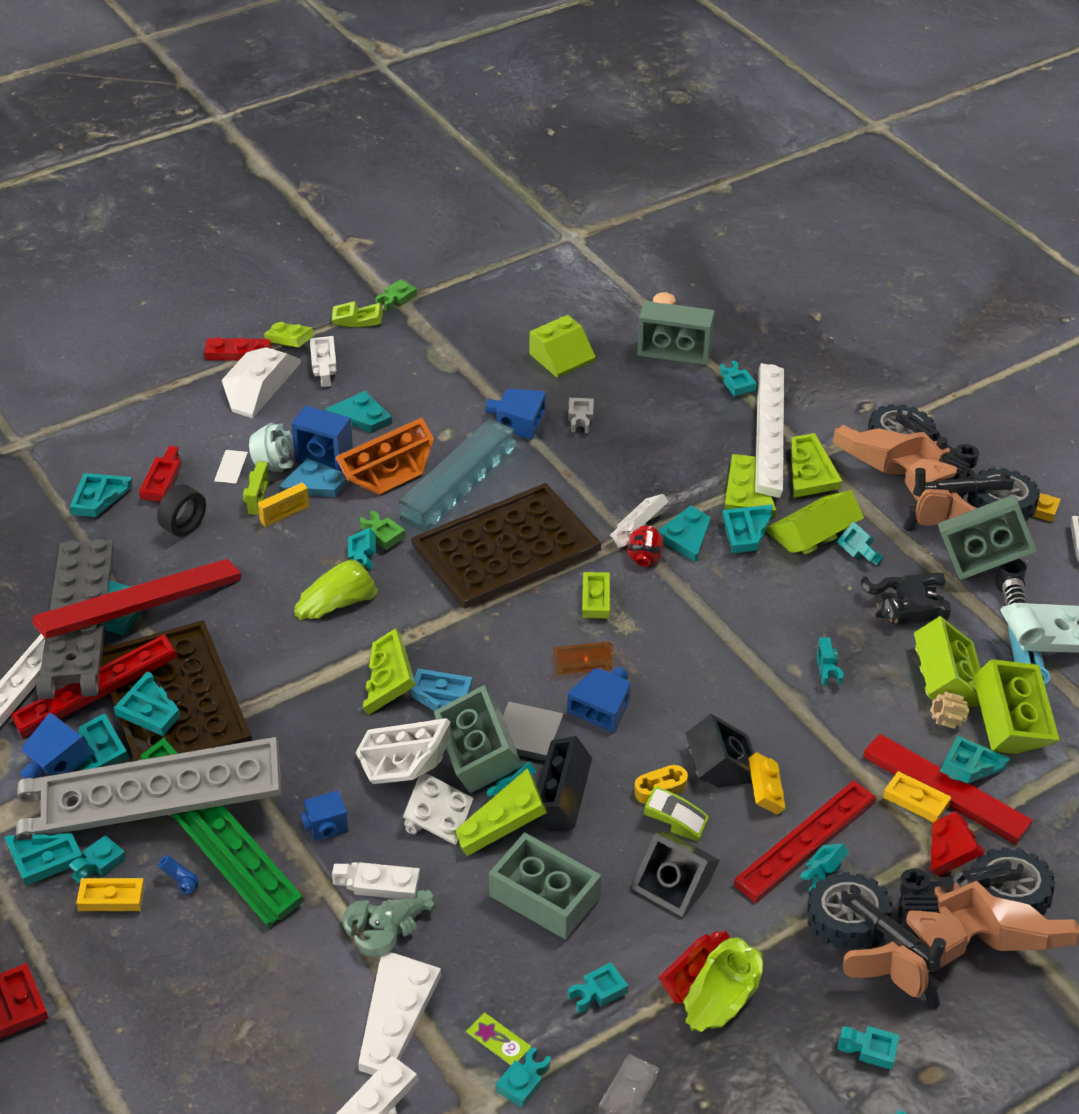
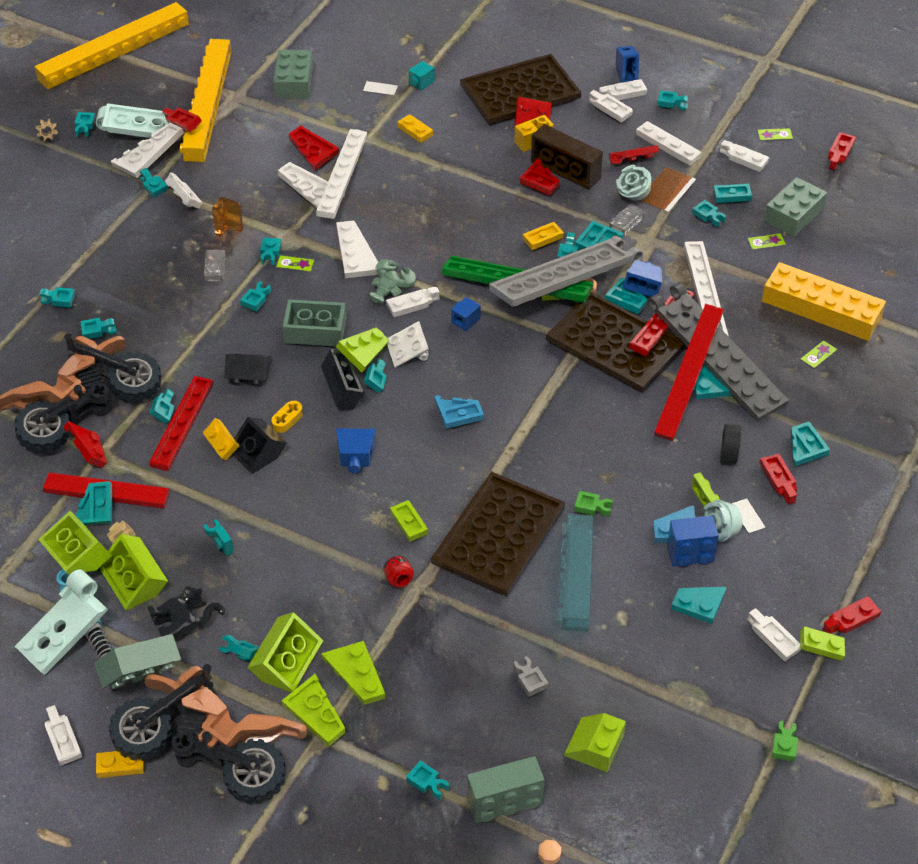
camera: 150 degrees right, 5 degrees up
(148, 706) = (615, 316): teal wing -> none
(187, 880) = (513, 259): blue arm -> none
(257, 379) = (804, 594): white wedge -> none
(283, 504) = (673, 495): yellow plate -> none
(336, 589) = (579, 448): lime hair -> none
(352, 316) = (795, 700): lime slope -> none
(362, 546) = (593, 483): teal plate -> none
(389, 458) = (639, 551): orange wedge -> none
(390, 672) = (501, 409): lime wing -> none
(403, 750) = (446, 353): white wedge -> none
(478, 739) = (408, 377): sand green brick -> none
(519, 410) = (578, 652): blue torso -> none
(532, 729) = (389, 414): light grey tile -> none
(583, 657) = (387, 472): clear orange panel -> none
(638, 517) = (419, 596): white hinge -> none
(681, 814) = (260, 400): slope -> none
(686, 967) = (209, 327): red hinge -> none
(687, 532) = (378, 607): teal wing -> none
(723, 984) = (188, 318): lime hair -> none
(746, 526) = (335, 626): teal wing -> none
(770, 430) = (370, 736): white plate -> none
(917, 797) = (122, 471): yellow plate -> none

